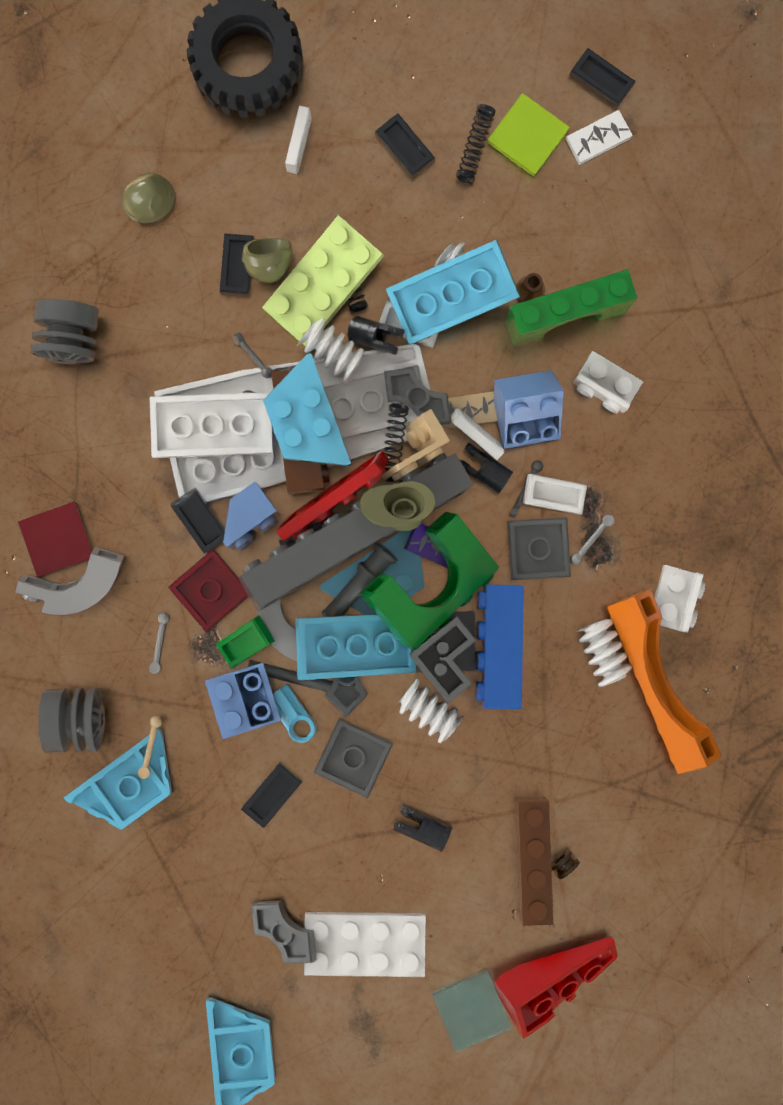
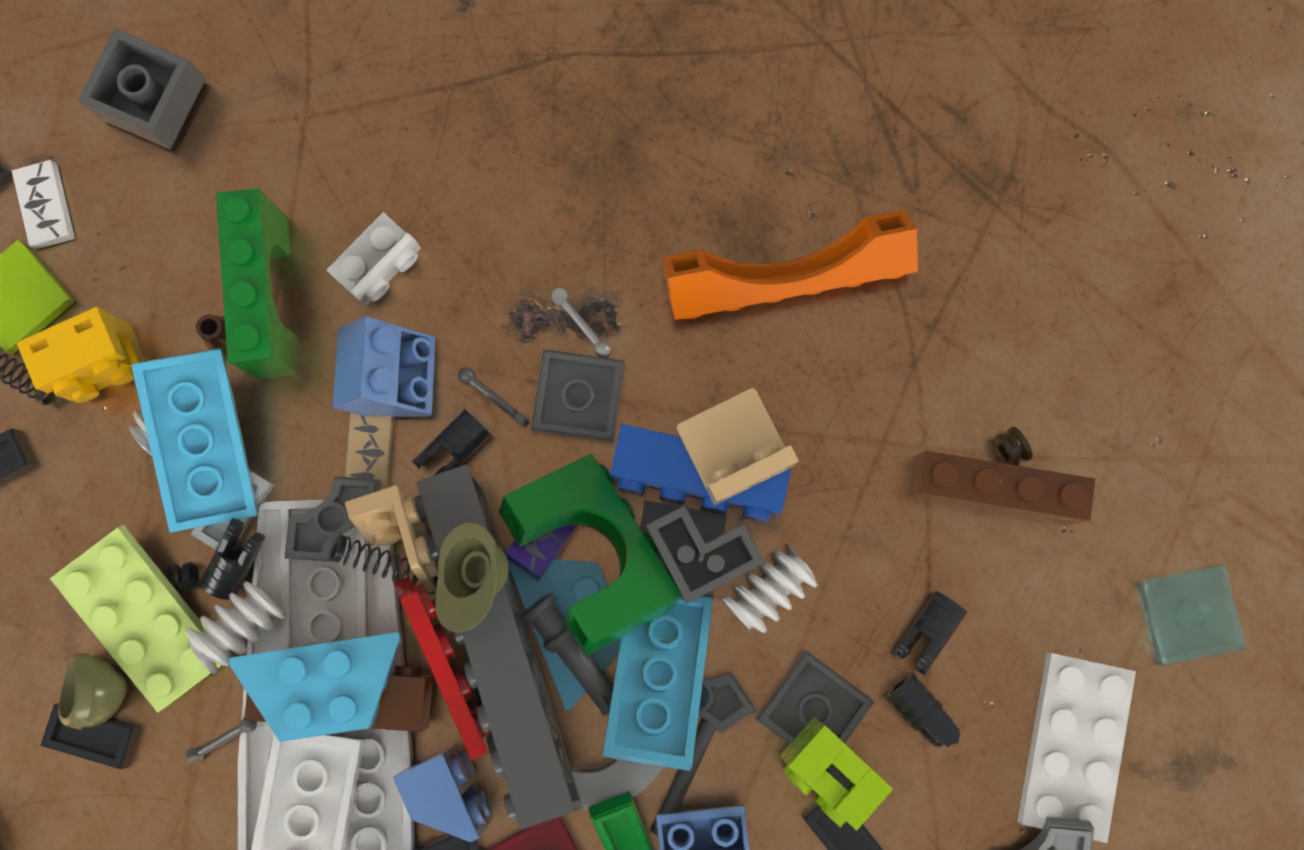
camera: 75 degrees left, 5 degrees down
(291, 712) = (734, 786): medium azure piece -> none
(315, 778) = (841, 779): none -> lime piece
(367, 832) = (923, 711): none -> black hinge
(477, 433) = (401, 446): white tile -> none
(495, 198) = (82, 355): none -> yellow piece
(523, 667) = (735, 446): none -> tan bracket
(540, 985) = (1172, 516): red wedge -> none
(554, 494) = (508, 359): white tile -> none
(605, 652) = (735, 334): white piece -> none
(677, 597) = (680, 223): white bracket -> none
(697, 190) = (142, 88): none -> dark grey brick

